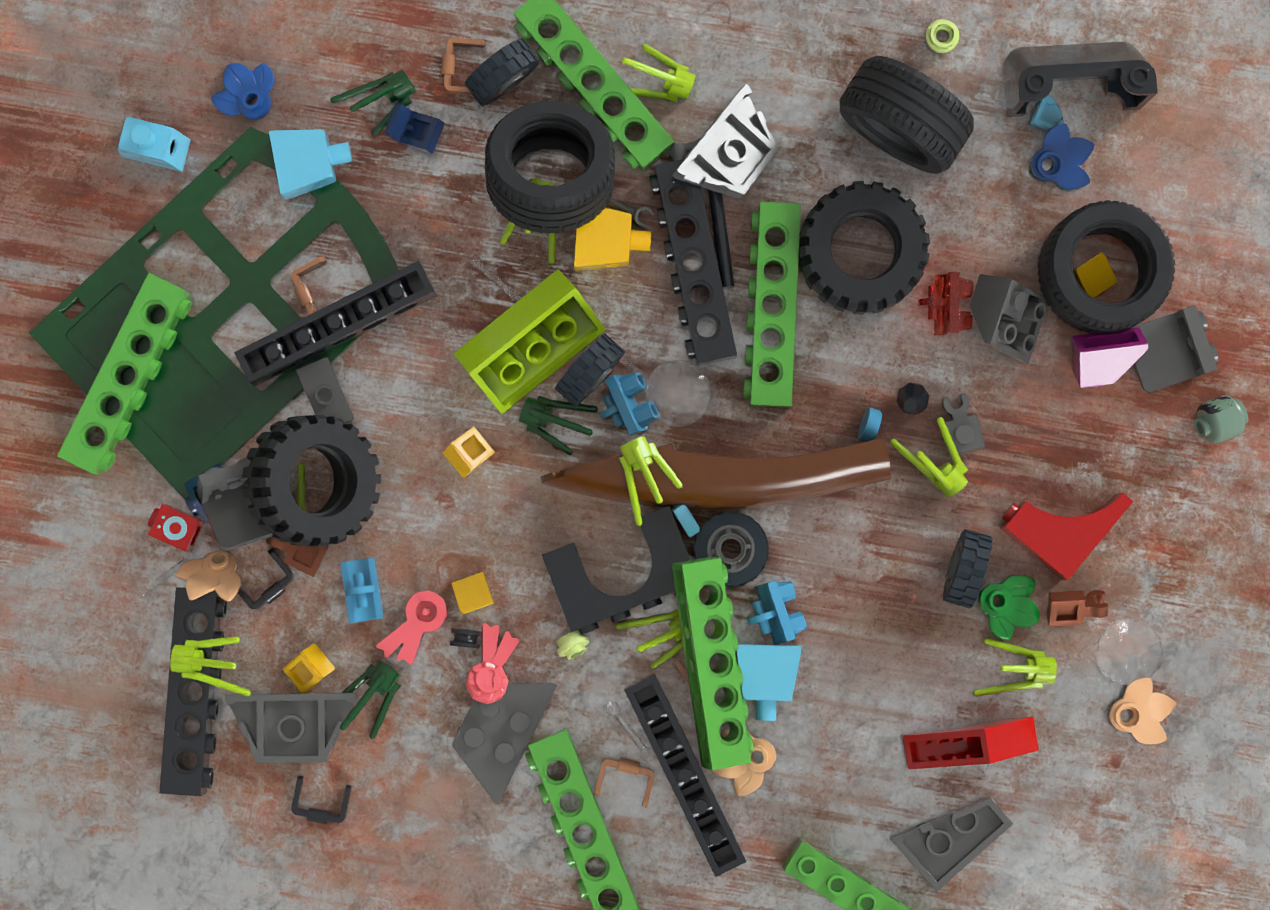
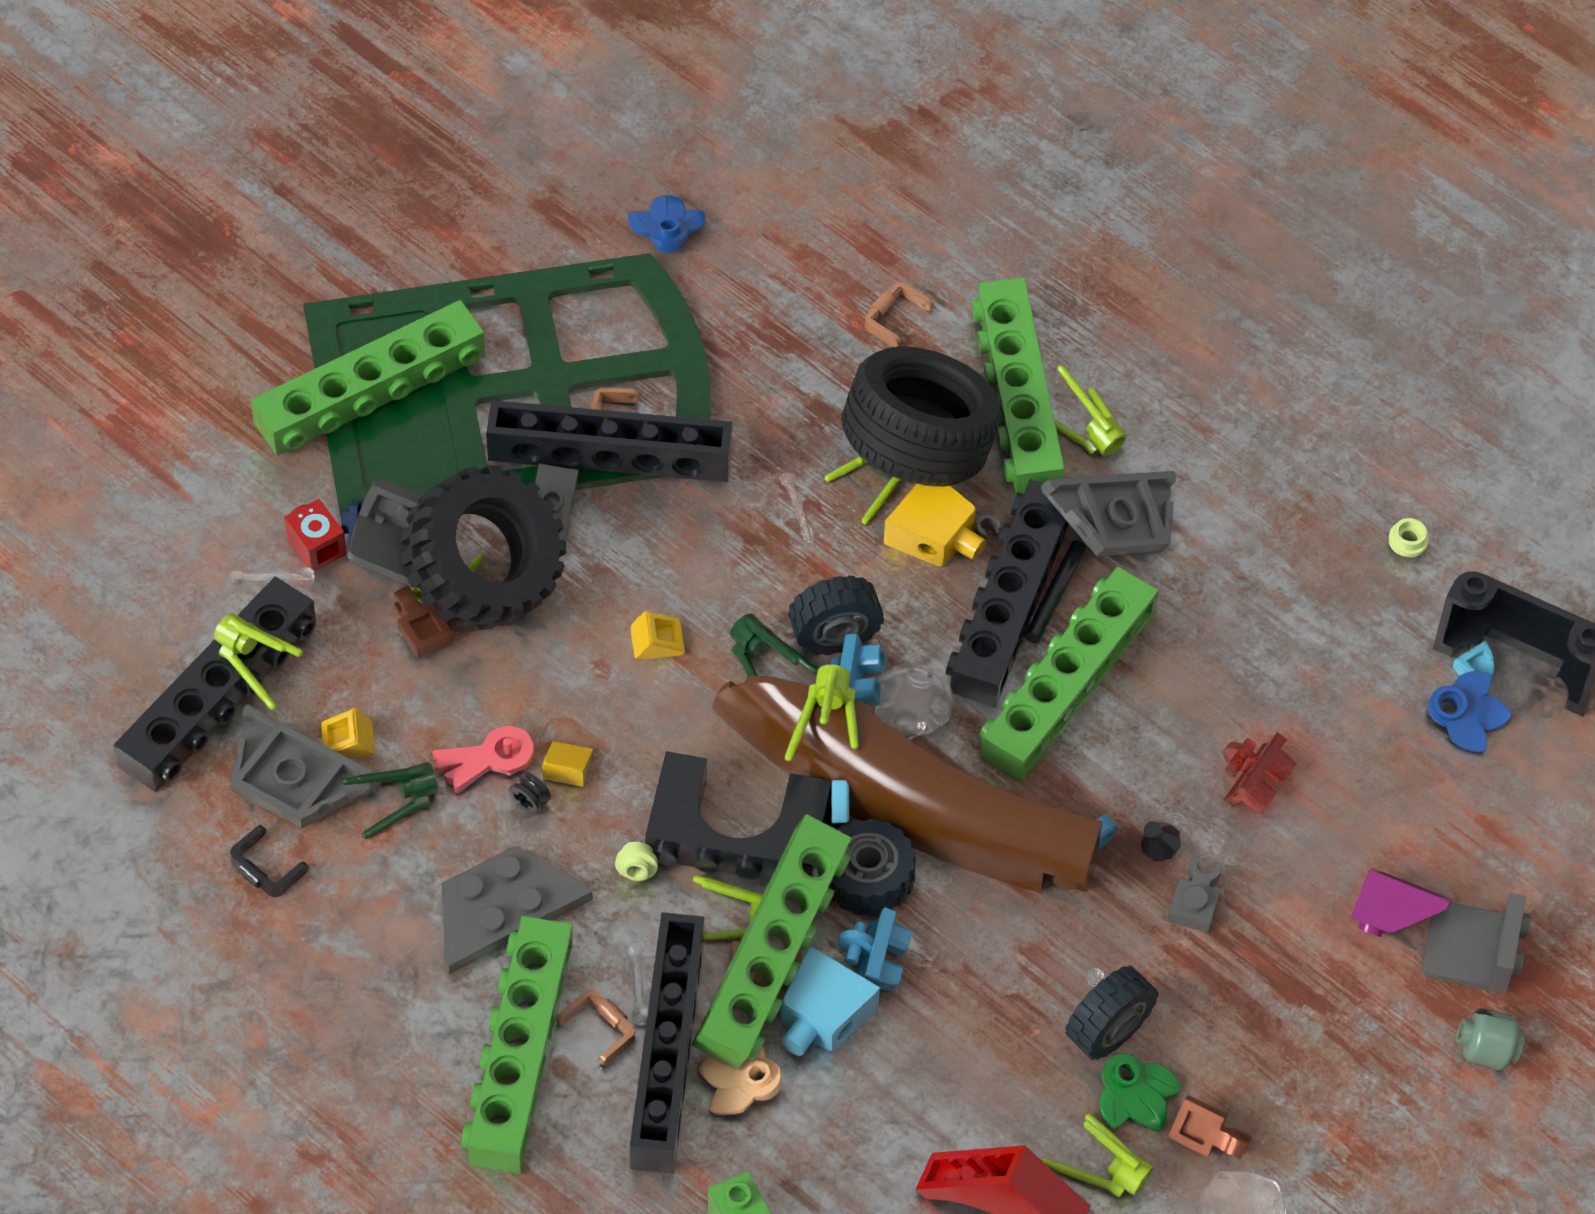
camera: 30 degrees right, 30 degrees down
(152, 143) = (545, 209): medium azure torso -> none
(210, 574) = (327, 593): light nougat plate -> none
(274, 590) = (366, 648): black piece -> none
(305, 160) = (682, 299): medium azure torso -> none
(361, 590) = (456, 688): dark azure hips -> none
(393, 86) = (816, 292): dark green plant -> none
(414, 129) = (806, 332): dark blue bracket -> none
(487, 680) = (528, 838): coral piece -> none
(502, 72) = (932, 320): black wheel -> none
(530, 341) = (770, 566): lime slope -> none
(895, 215) = (1208, 623): black tyre -> none
(906, 114) = (1320, 556): black tyre -> none
(946, 477) = (1147, 928): lime plant -> none
(1008, 315) = (1317, 814): dark grey slope -> none
(1059, 540) = (1240, 1058): red arch -> none
(1095, 275) = (1435, 834): yellow slope -> none
(1140, 234) = (1473, 774): black tyre -> none

